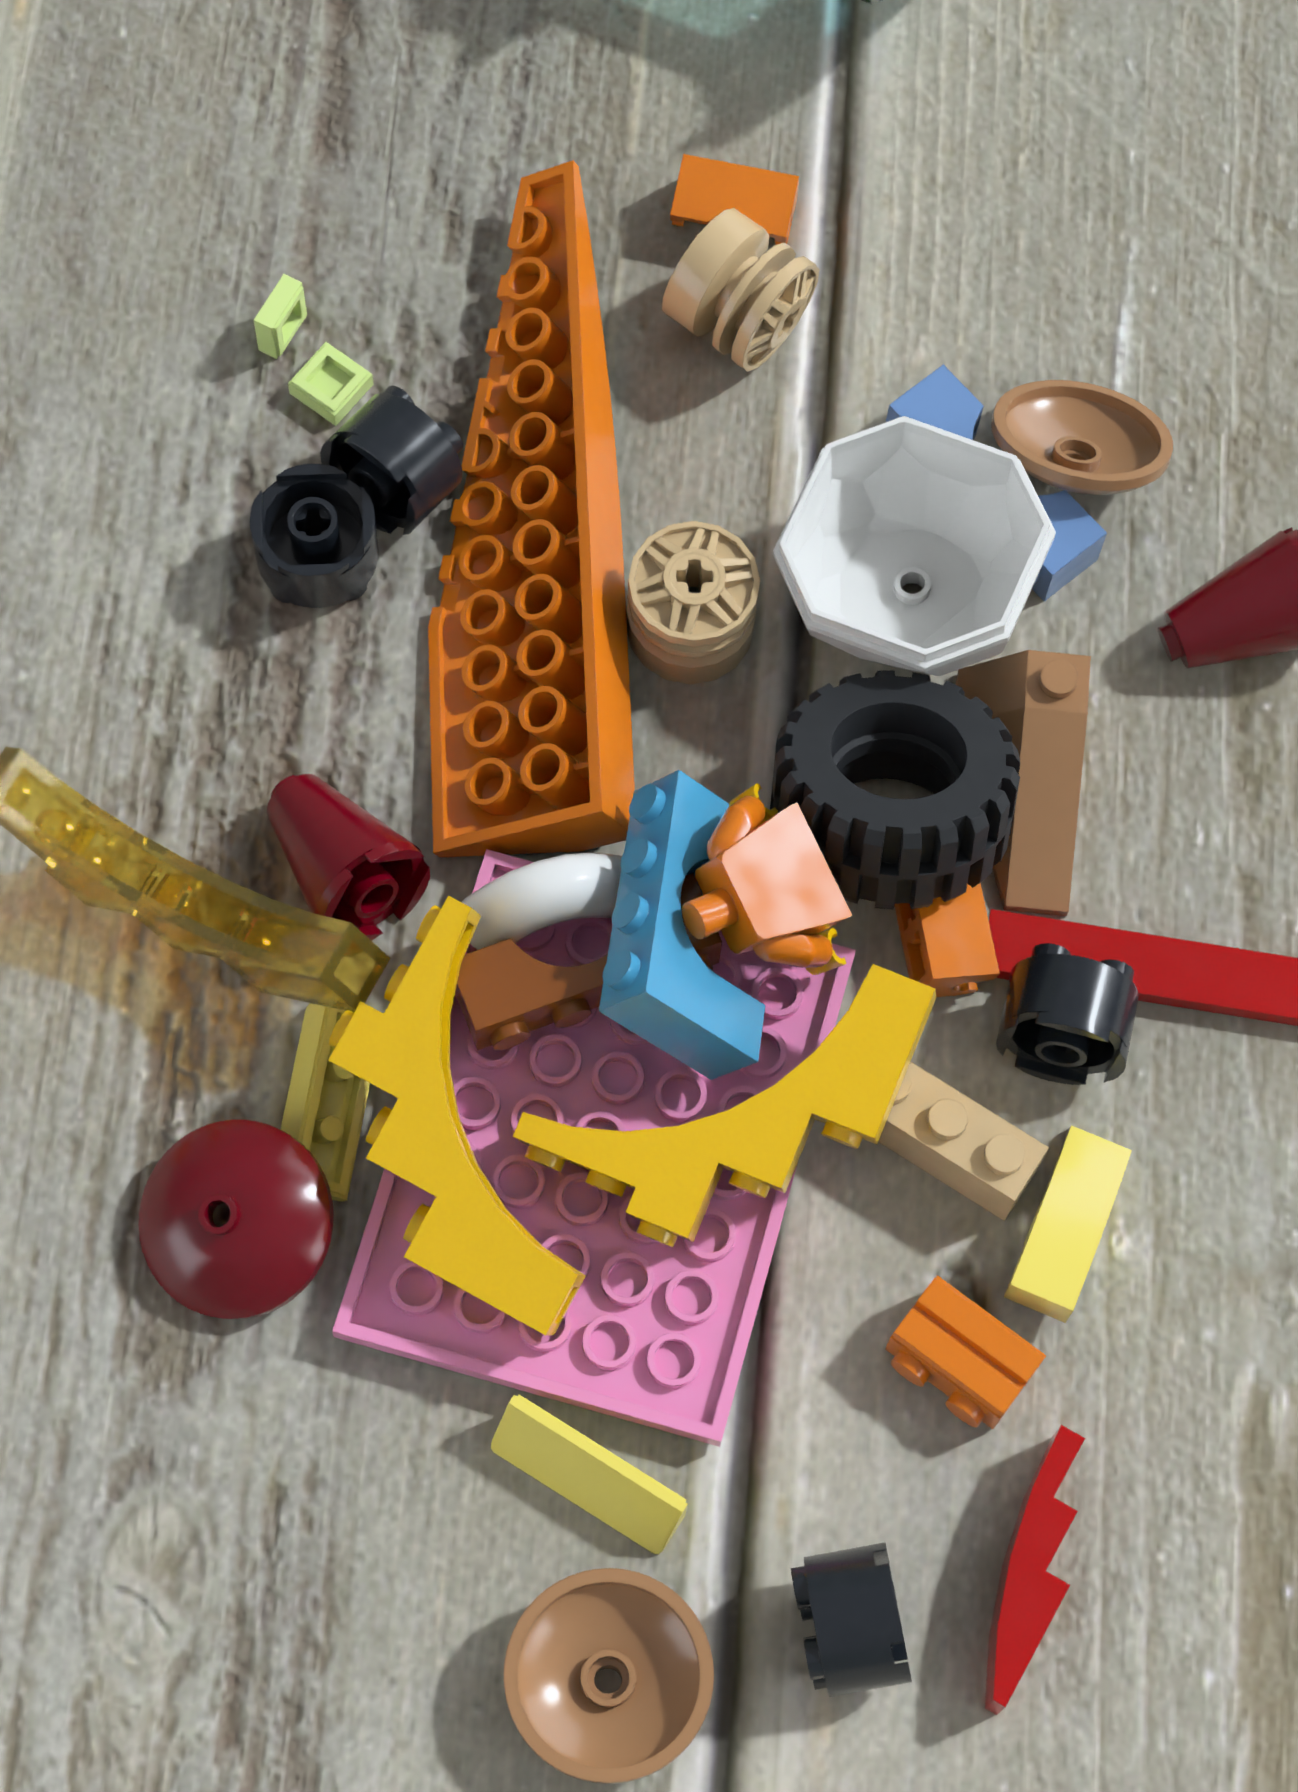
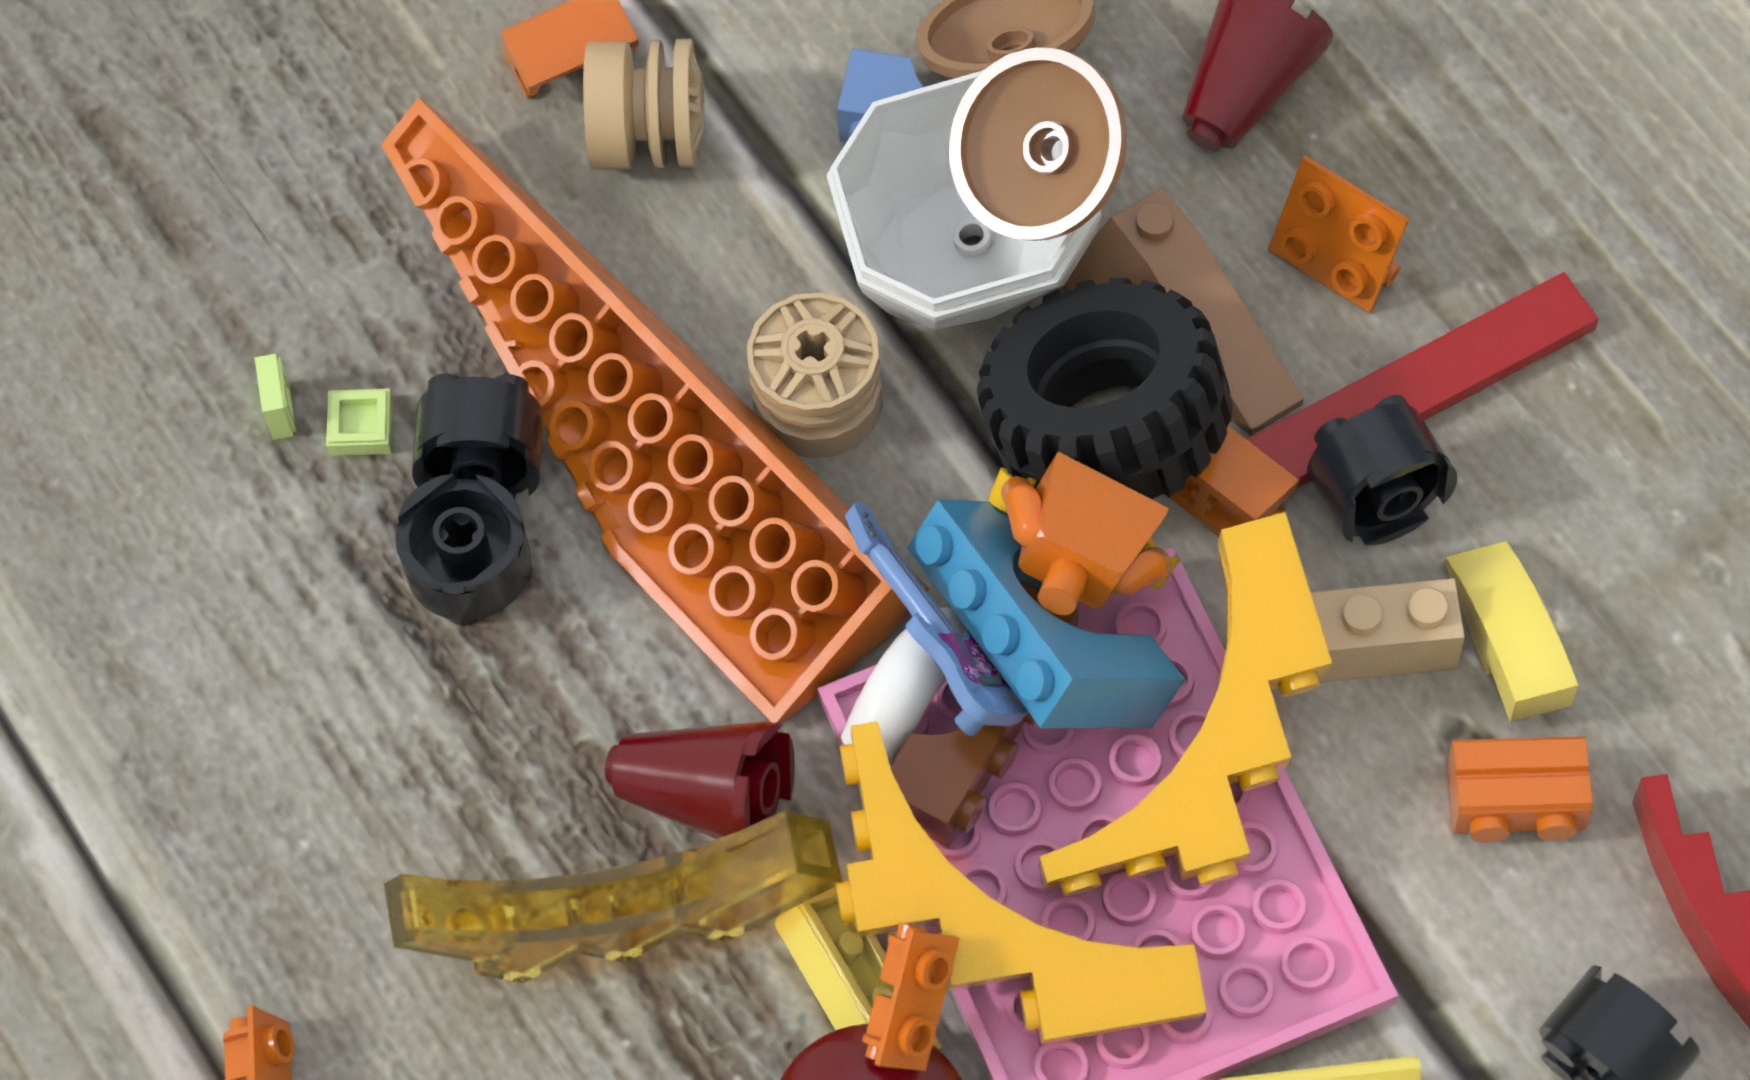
camera: 30 degrees left, 5 degrees down
(324, 1149) = (906, 1024): none -> orange hinge
(584, 925) = (969, 672): none -> medium blue piece
(970, 527) = (1007, 138): none -> medium nougat dish
(1203, 802) = (1339, 234): none -> orange hinge

